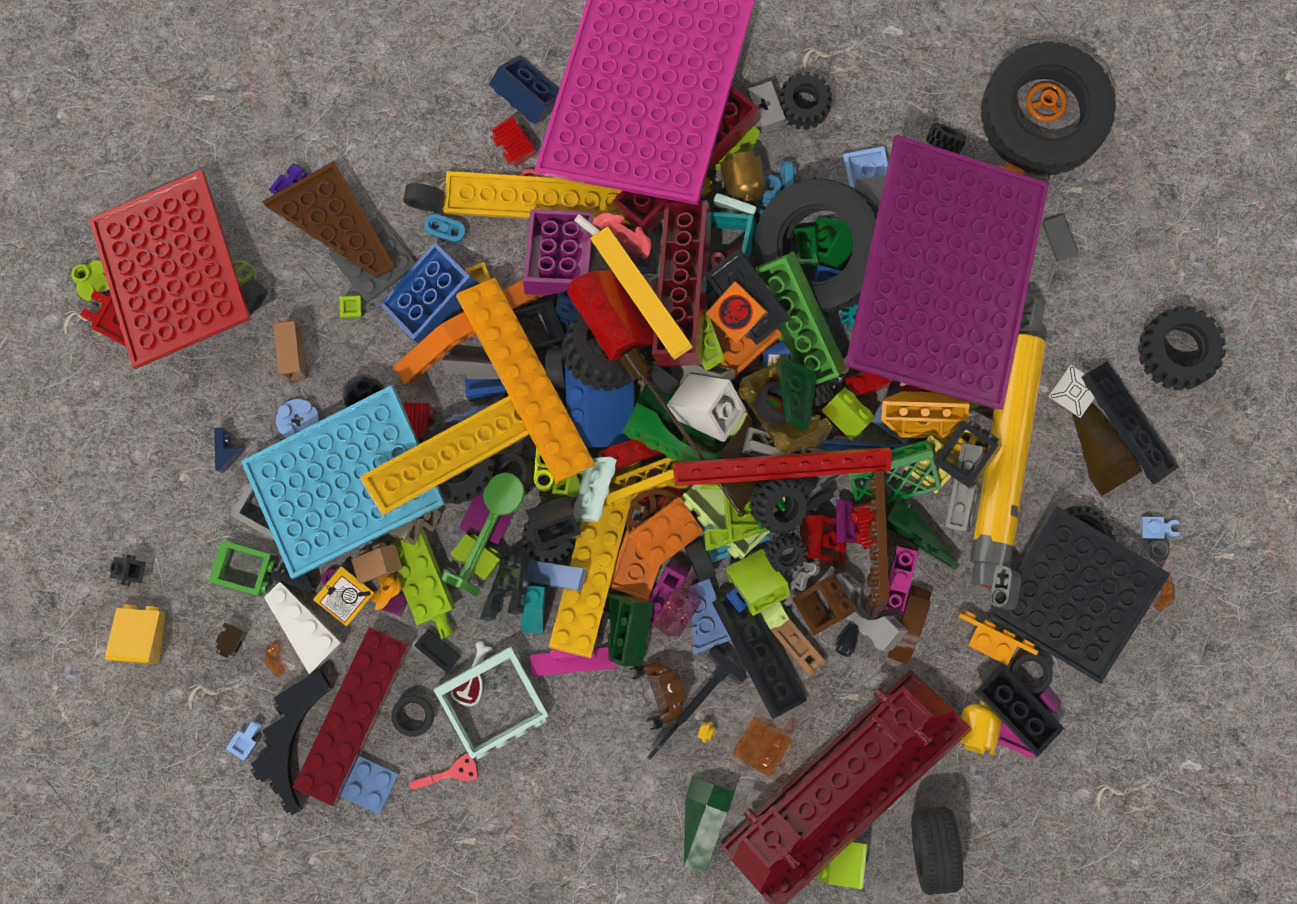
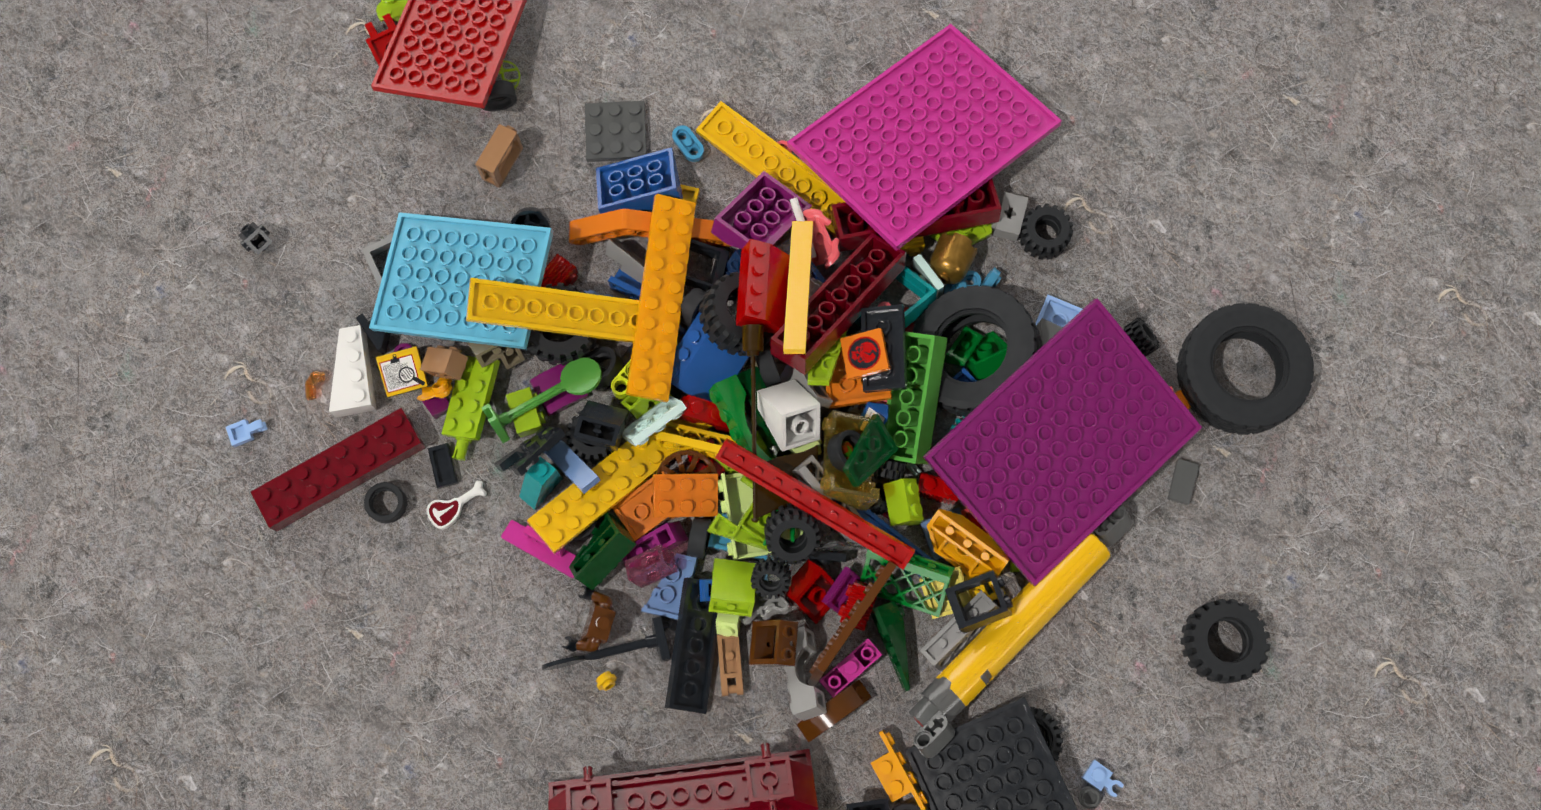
camera: 35 degrees right, 5 degrees down
(136, 635) = (224, 292): yellow slope -> none
(221, 562) = (328, 283): bright green window -> none
(223, 455) = (392, 201): dark blue slope -> none
(230, 640) = (291, 346): dark brown brick -> none
(276, 764) = (274, 446): black arch -> none
(289, 410) = (468, 202): light blue plate -> none
(294, 172) = (588, 32): dark purple plate -> none
(330, 213) = (607, 74): reddish brown wing -> none
(350, 307) = (571, 155): lime plate -> none
(369, 785) = (313, 534): medium blue plate -> none
(423, 197) = (688, 108): black tyre -> none
(453, 772) = (382, 569): coral piece -> none
(500, 739) = (414, 532): light aqua window -> none
(513, 141) = (789, 112): red brick -> none
(525, 89) = (827, 77): dark blue slope -> none
(704, 817) = (555, 749): dark green wedge -> none
(762, 747) = (641, 725): clear orange bracket -> none
(847, 642) = (773, 689): black cone -> none
(1047, 94) = (1254, 358): orange piece -> none
(1072, 392) = (1109, 615): white sticker -> none
(1105, 454) = (1098, 682): dark brown wedge -> none
(1129, 422) = (1137, 673): black plate -> none

